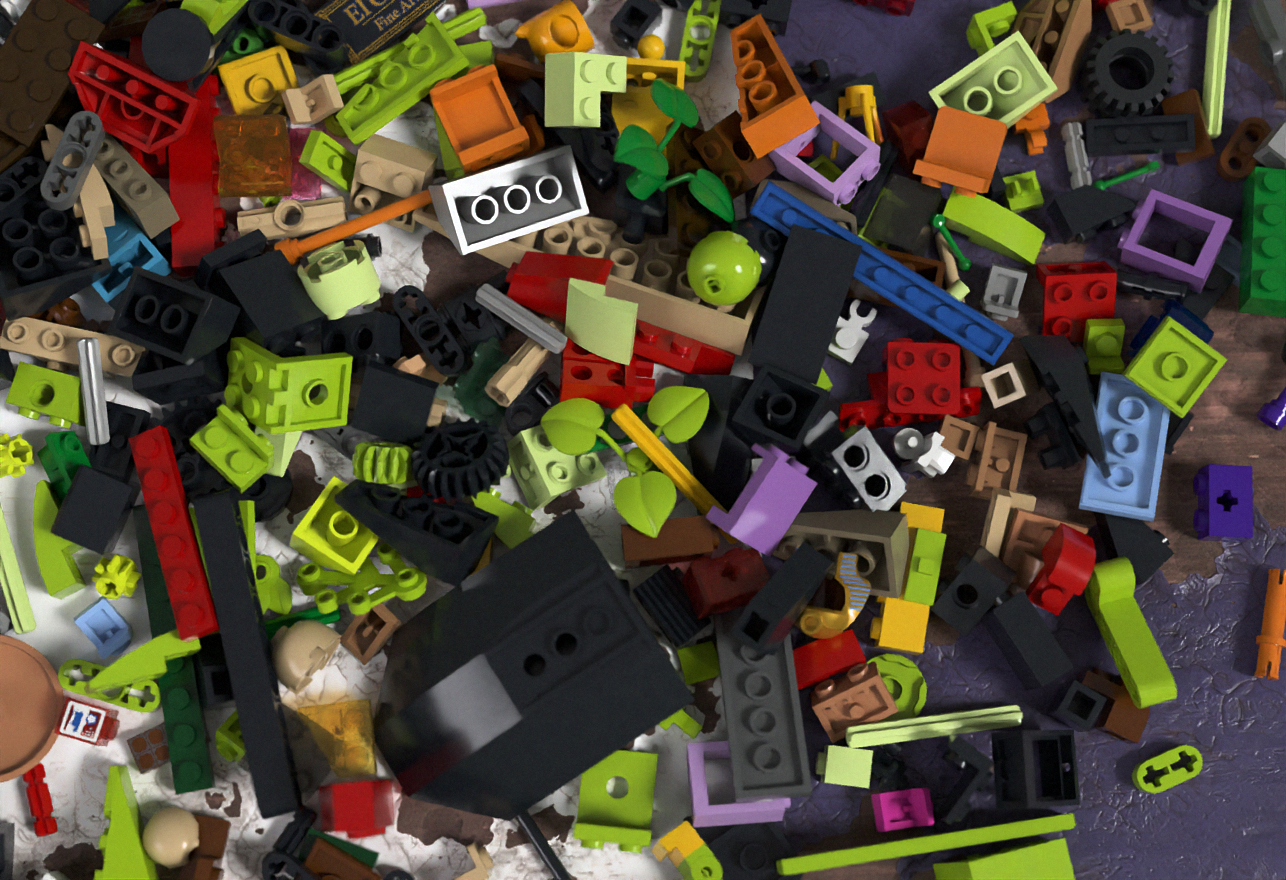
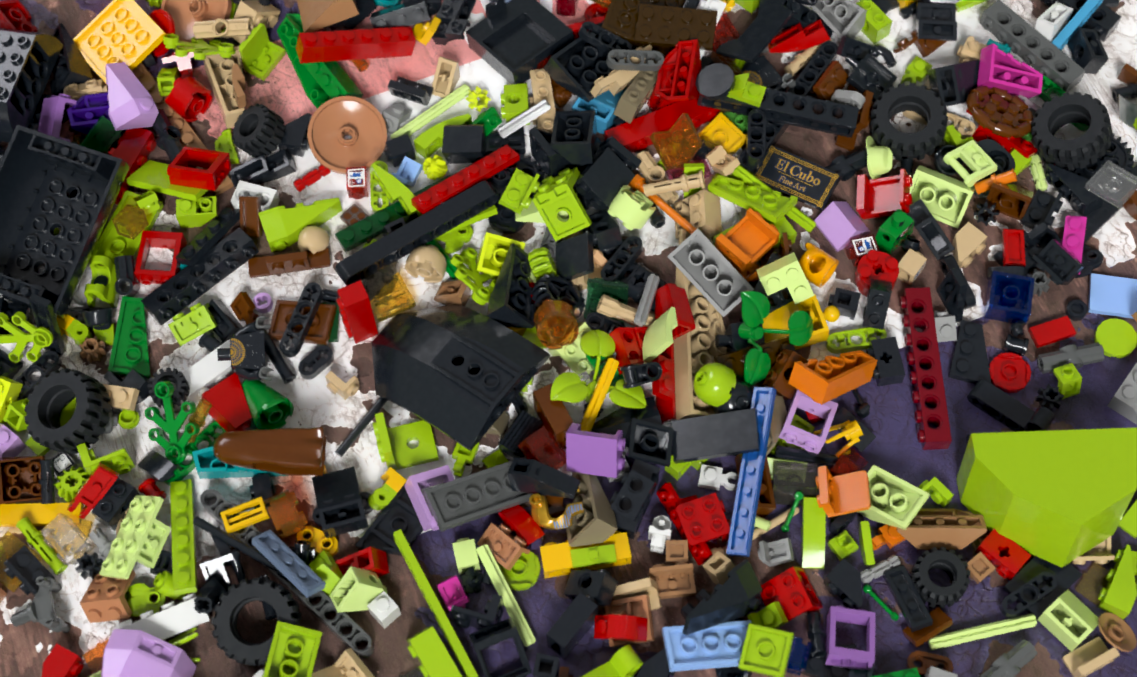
camera: 75 degrees right, 15 degrees down
(54, 626) = (398, 149): none -> black brick
(319, 235) = (683, 183): none -> tan pin
(516, 479) = (556, 324): none -> clear orange brick
(659, 378) = (637, 373): none -> black piece
(1038, 158) = (866, 543): none -> lime tile

